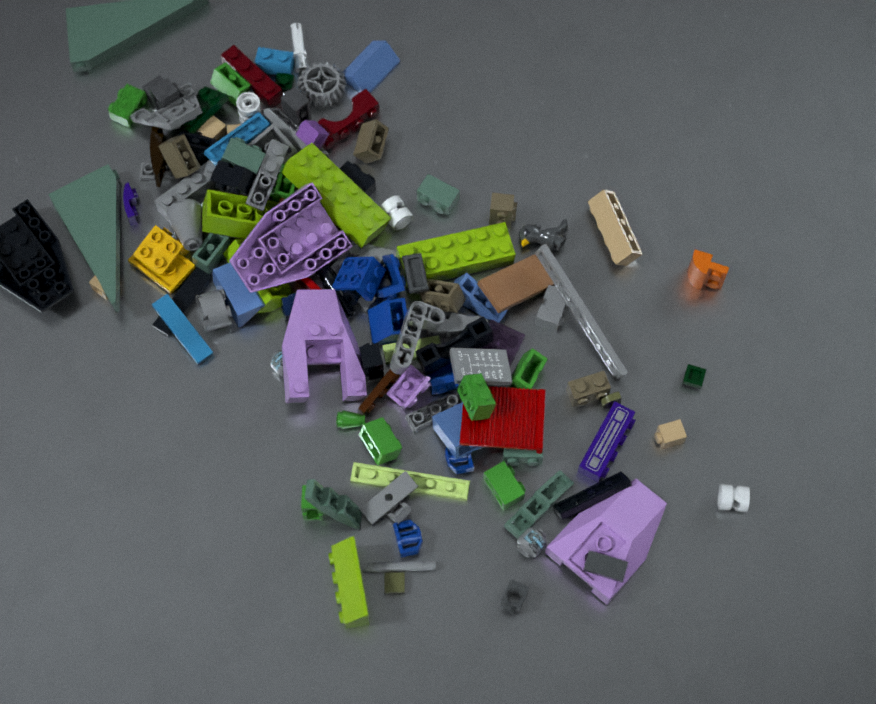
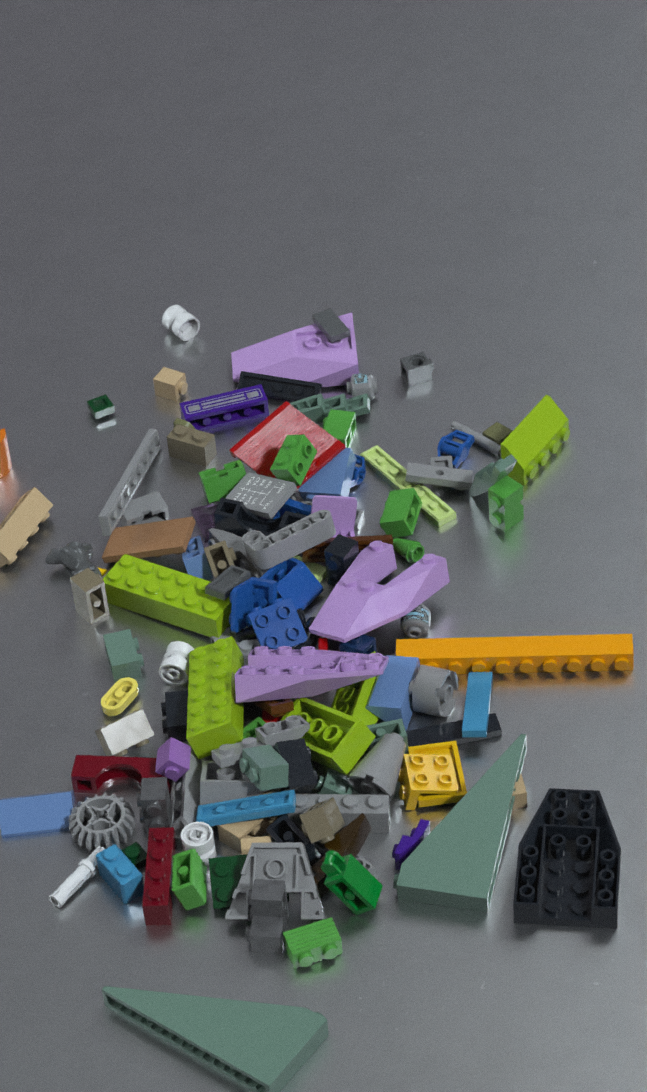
camera: 130 degrees left, 25 degrees down
(132, 143) = (351, 882): none -> green brick
(193, 387) = (523, 653): none -> light orange brick
(409, 169) = (119, 696): none -> light yellow plate

